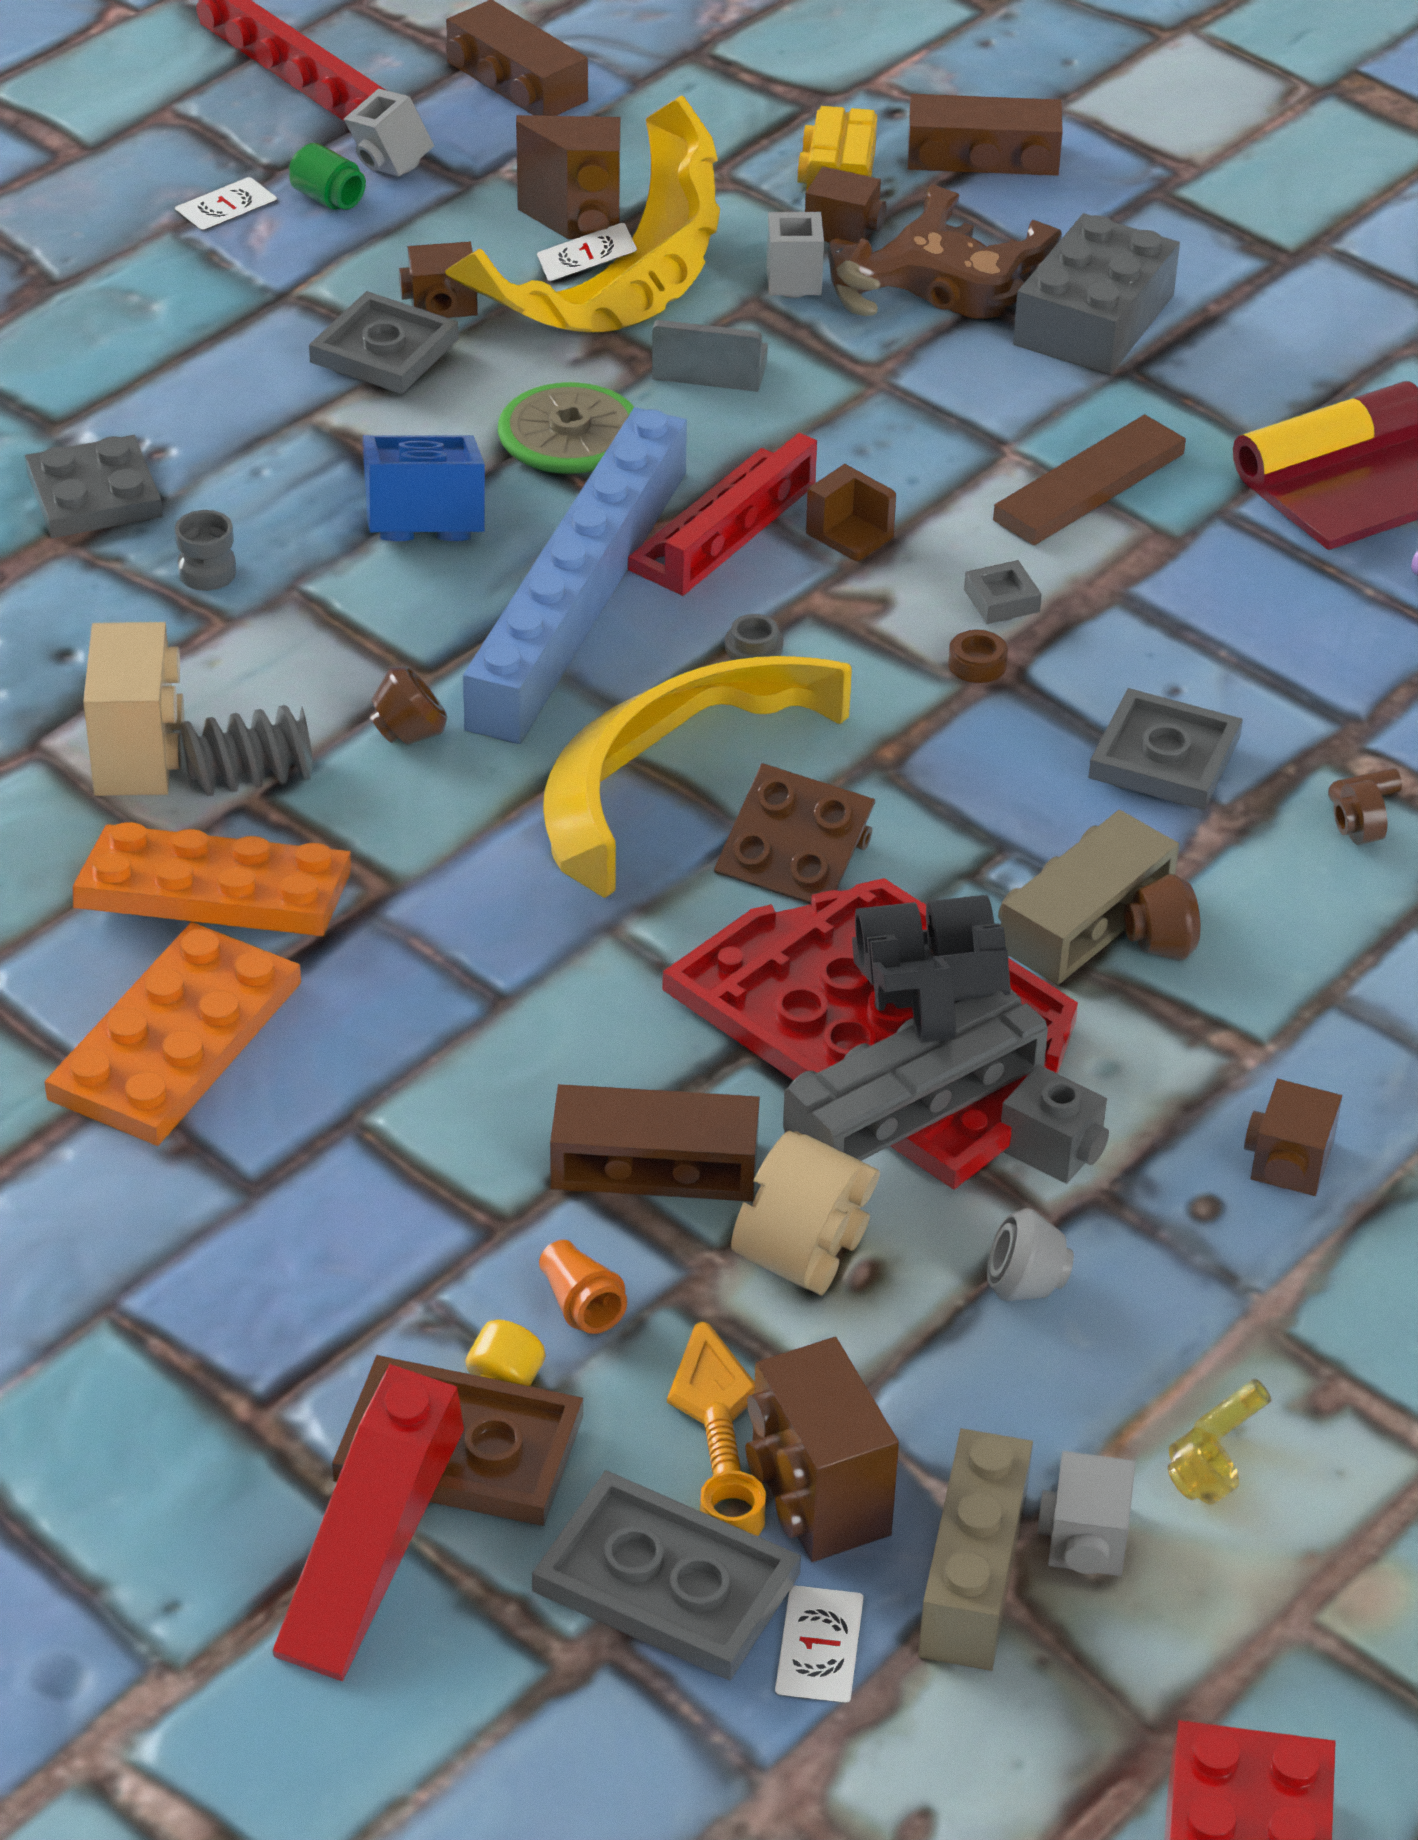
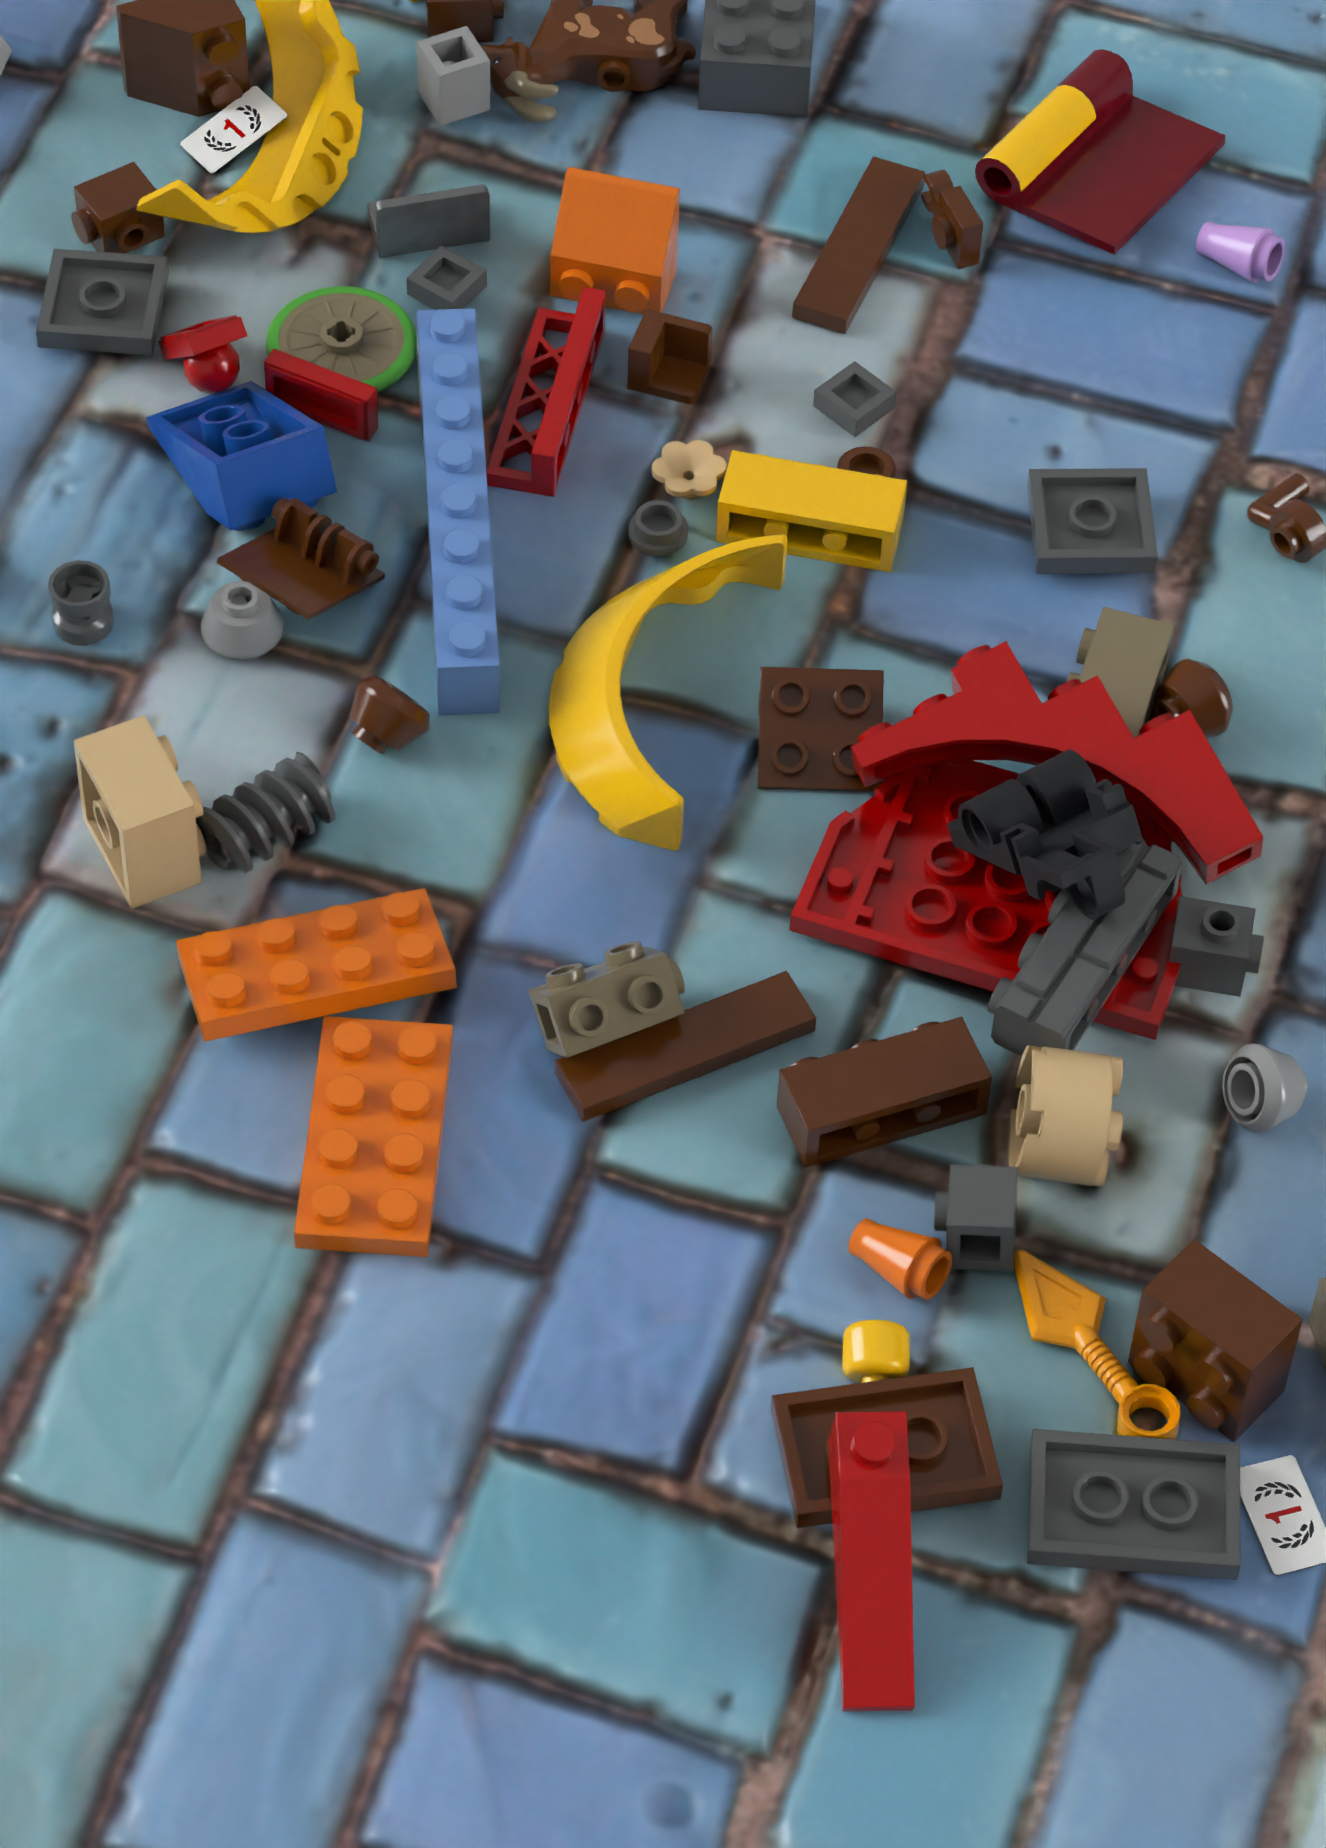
camera: 25 degrees left, 10 degrees up
(335, 604) = (241, 622): none -> light grey cone
(418, 576) = (305, 560): none -> reddish brown hinge
(441, 396) = (208, 356): none -> red tile
(446, 983) = (607, 1000): none -> dark tan brick
(502, 1051) = (686, 1046): none -> reddish brown tile
(520, 457) = (323, 394): none -> red tile
(675, 1274) = (979, 1216): none -> dark grey brick
(693, 401) = (446, 280): none -> dark grey plate
(809, 601) = (689, 469): none -> tan plant
(854, 405) = (615, 239): none -> orange slope
(905, 664) = (819, 508): none -> yellow brick
(947, 854) = (998, 716): none -> red arch
(1185, 481) = (955, 220): none -> reddish brown plate

